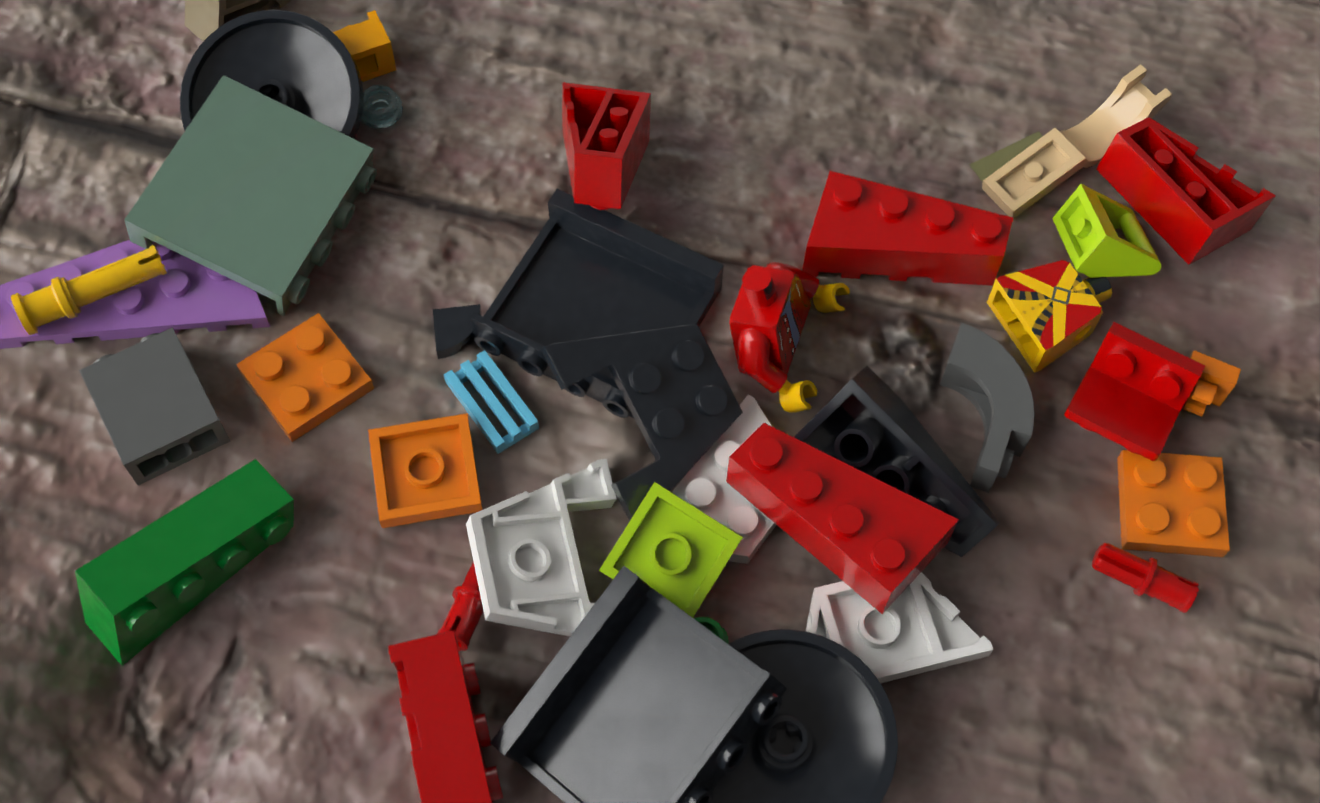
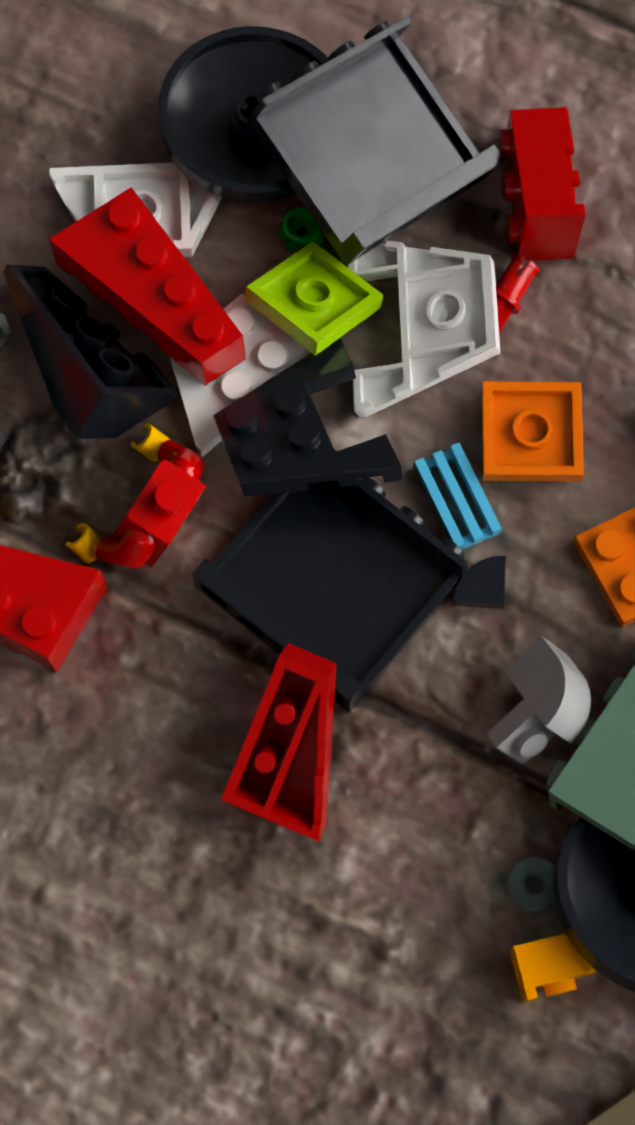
camera: 165 degrees left, 10 degrees up
(377, 223) = (553, 702): none -> light grey brick

